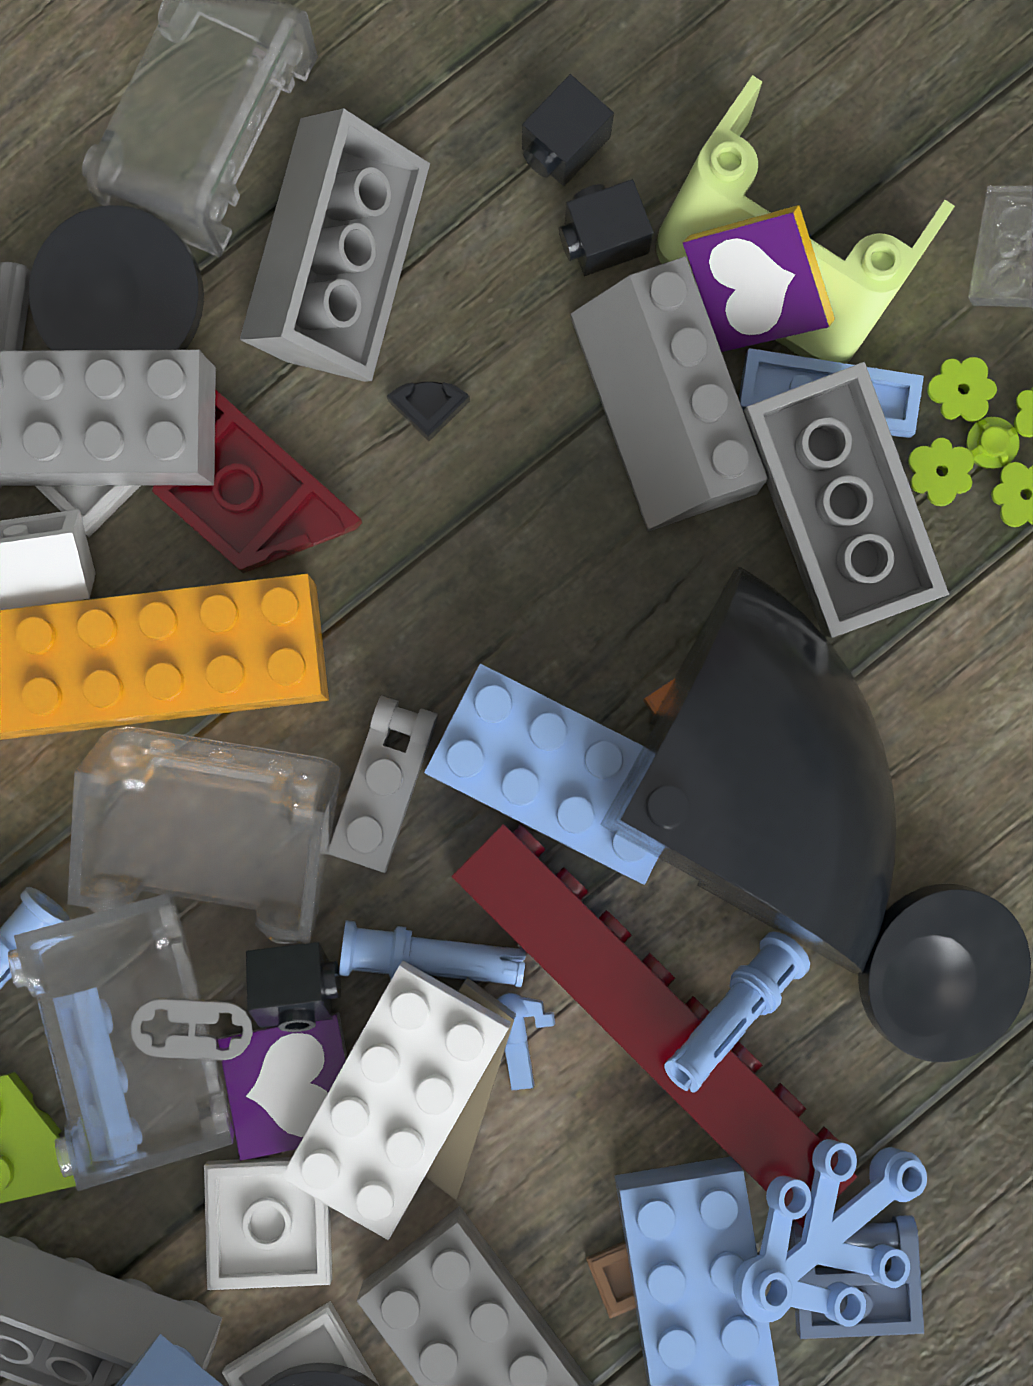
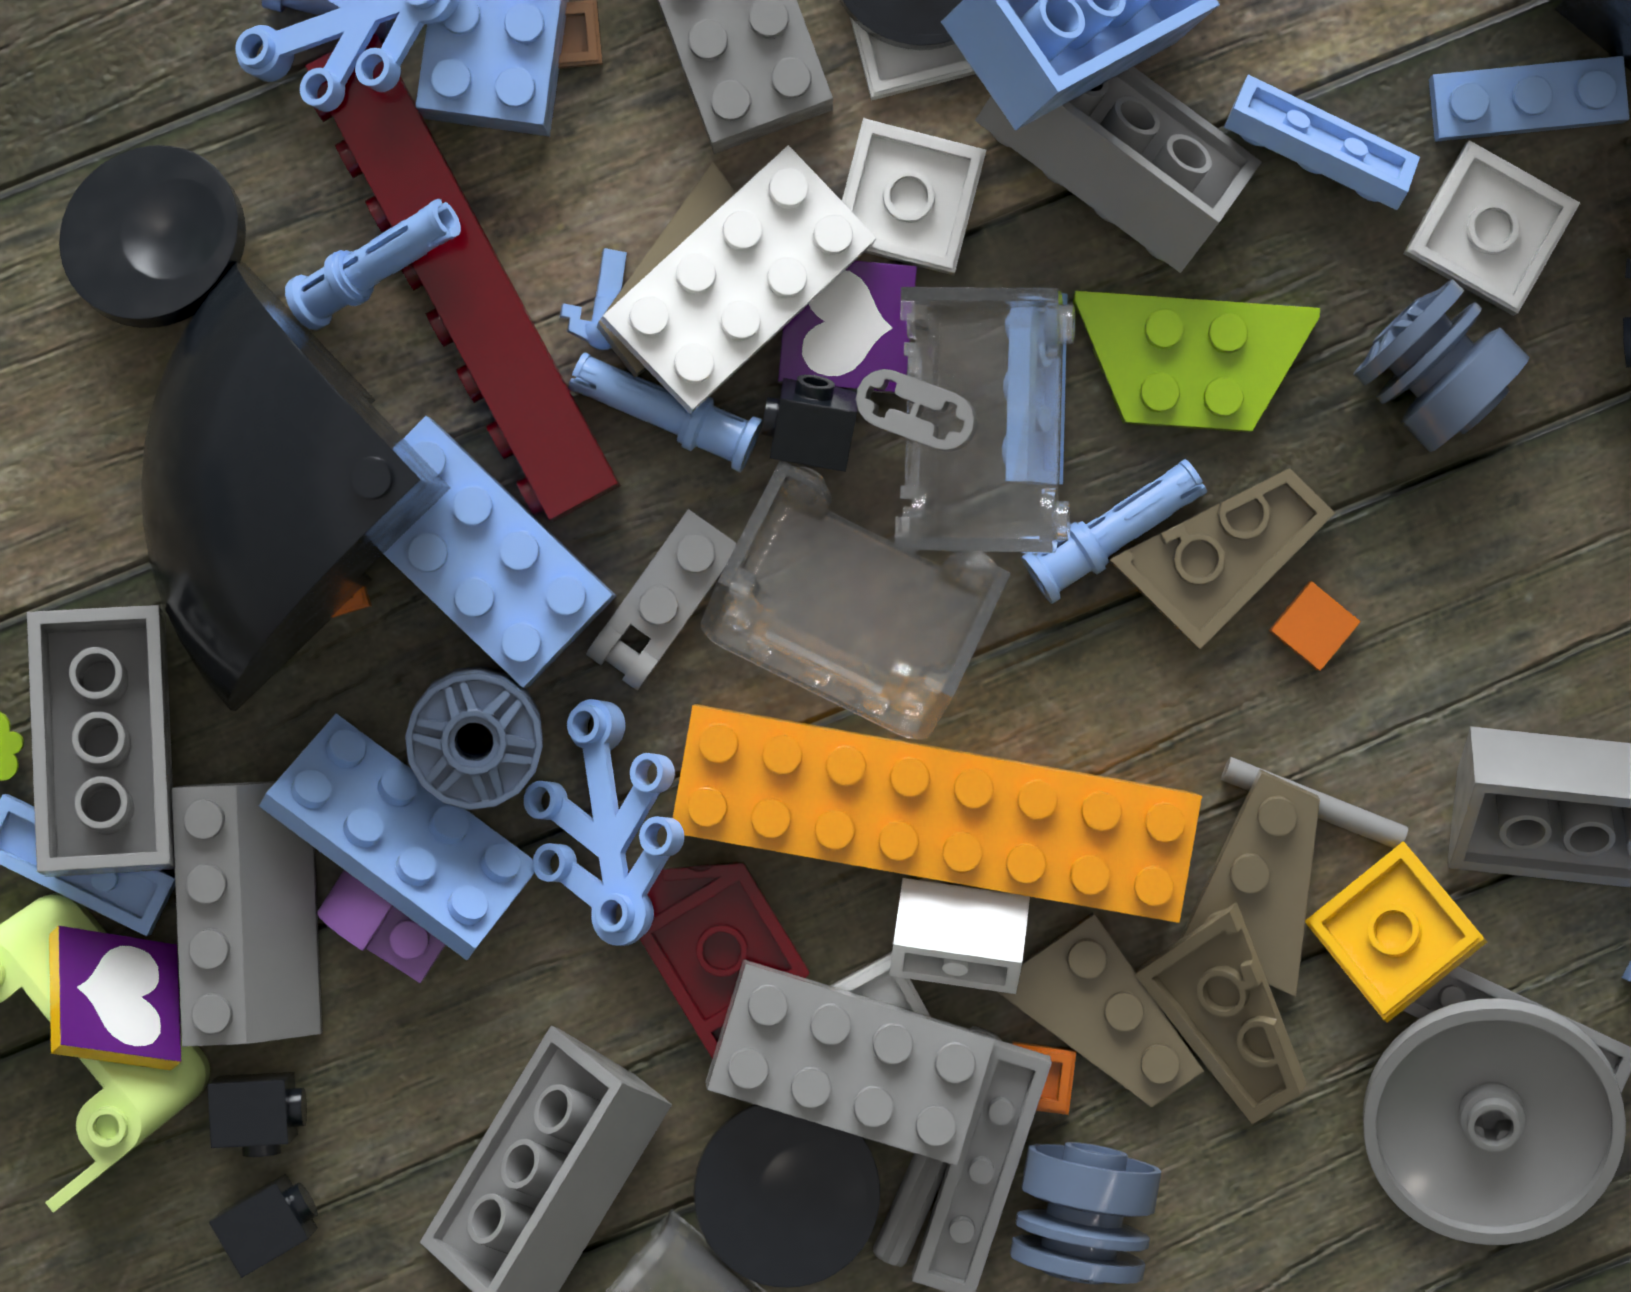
camera: 155 degrees left, 5 degrees up
(366, 561) = (610, 828): none -> light blue plant
(428, 405) = (499, 981): black tile -> none
(501, 572) = (461, 774): none -> sand blue wheel
(551, 499) = (398, 837): none -> light blue plate
(552, 425) = (379, 927): none -> medium lavender brick

